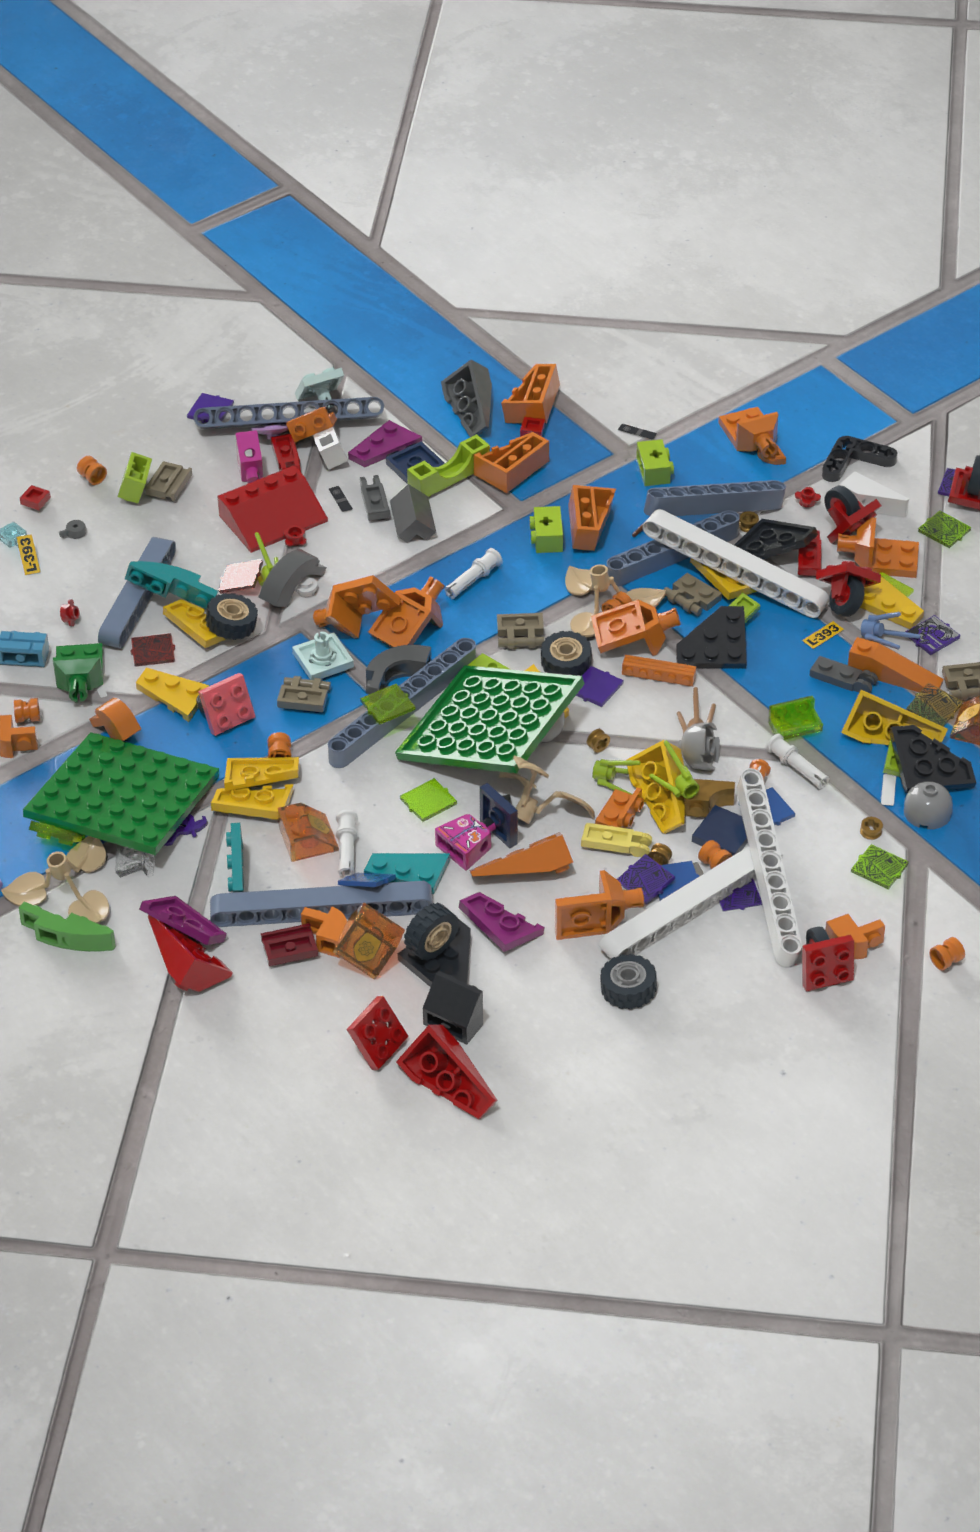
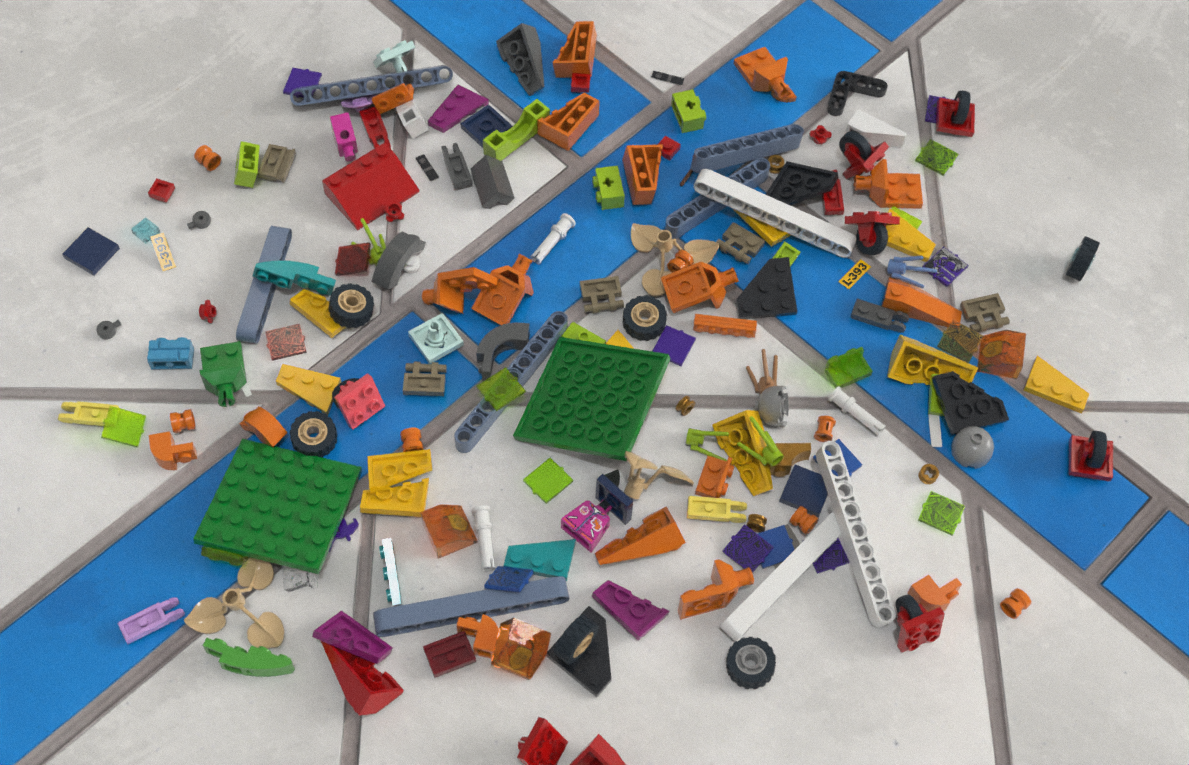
camera: 10 degrees left, 15 degrees up
(170, 732) = (313, 423): none -> black wheel
(454, 1006) = (605, 713): black slope -> none
(625, 498) = (669, 147): none -> red plate

